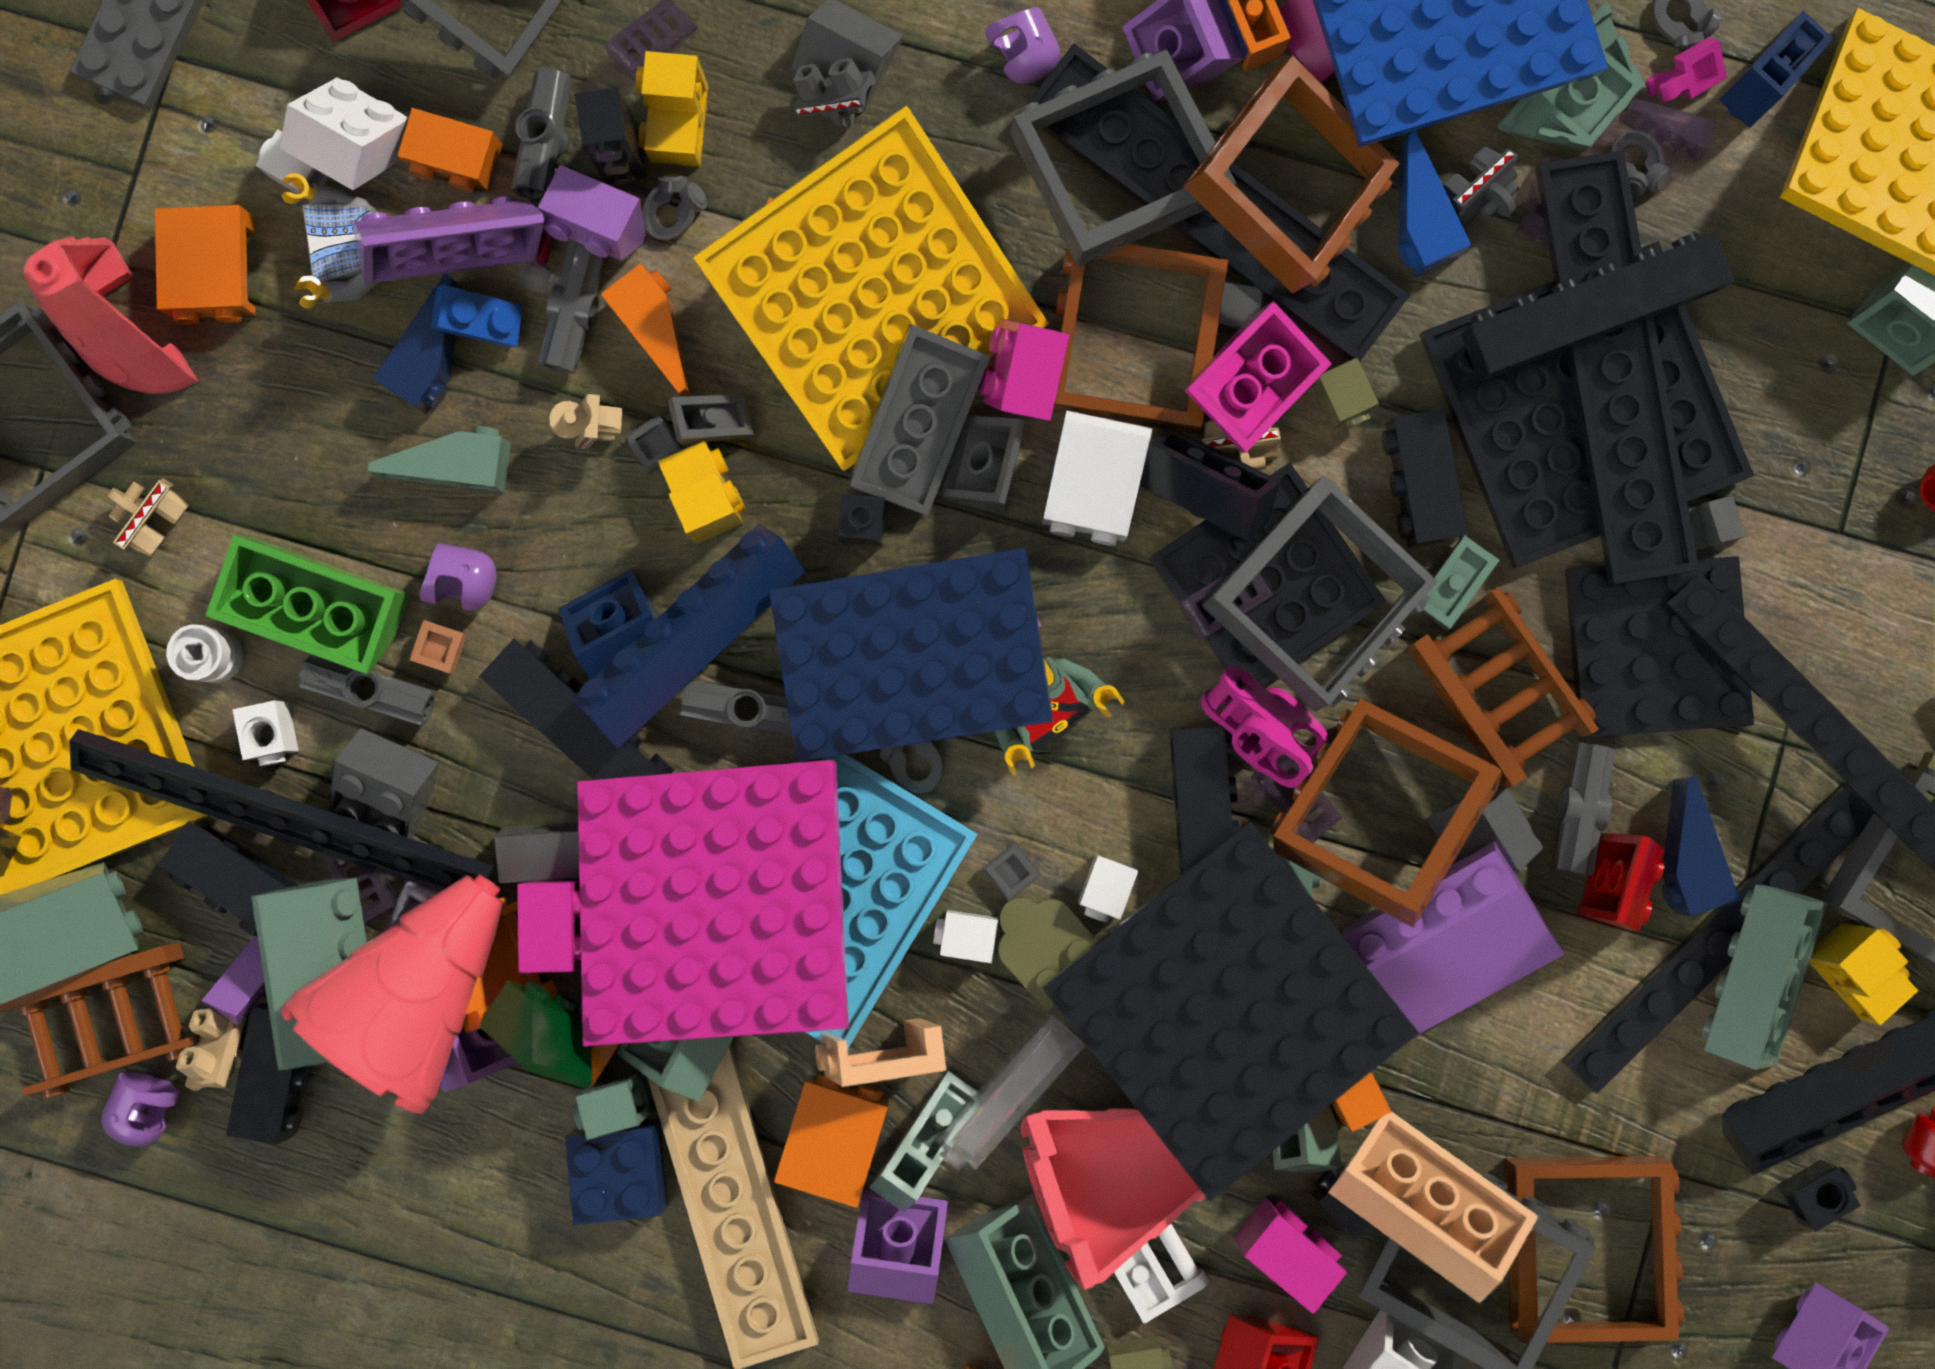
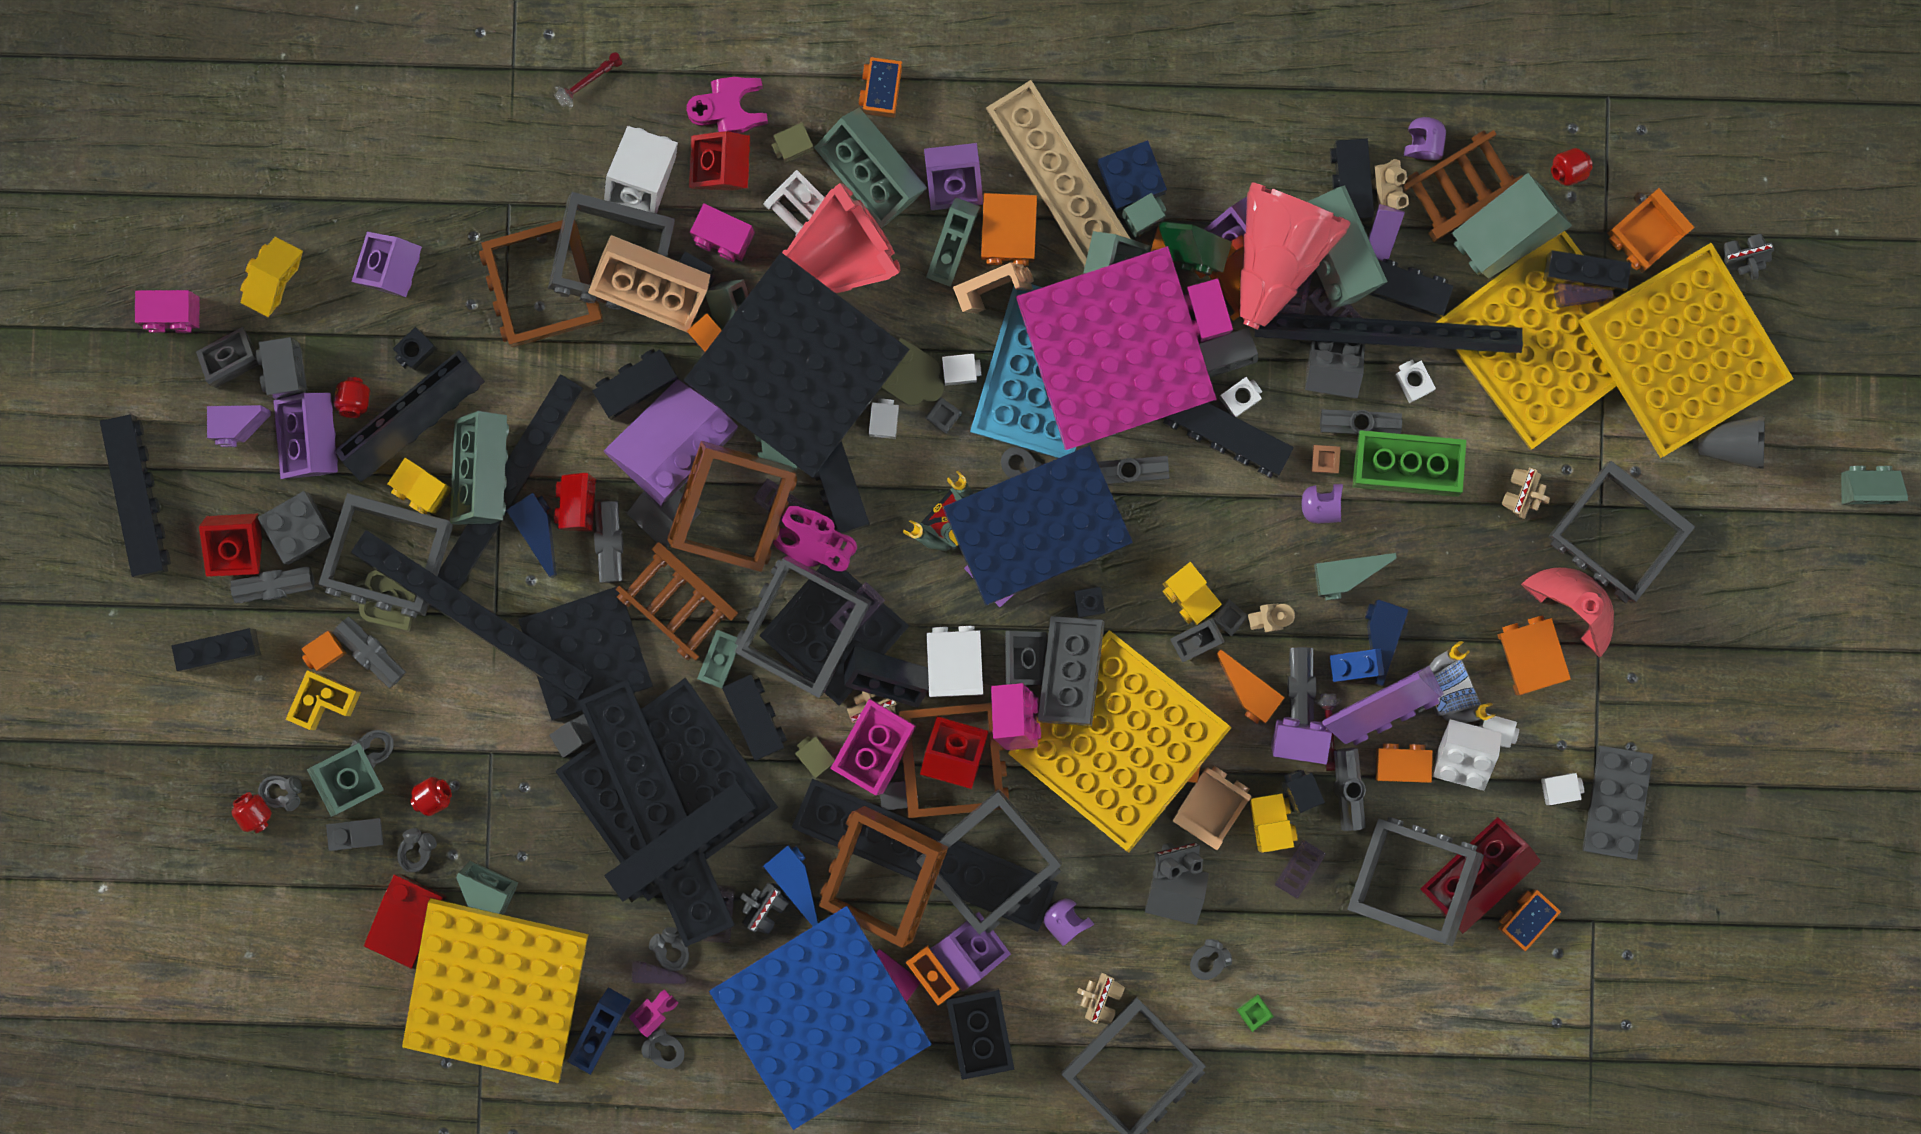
camera: 165 degrees right, 0 degrees up
(204, 654) = (1463, 418): white wheel -> none
(221, 53) = (1562, 788): none -> white brick
(560, 777) = (1230, 402): none -> white brick
(607, 620) = (1221, 498): dark blue slope -> none
(687, 635) = (1174, 503): dark blue brick -> none
(692, 201) = (1247, 774): dark grey piece -> none
(758, 159) = (1212, 807): none -> light nougat panel
(1008, 1093) = (912, 283): clear slope -> none
(1133, 337) = (954, 752): none -> red slope
(1484, 1047) = (634, 383): none -> black brick
(1581, 110) = (710, 971): sand green wing -> none

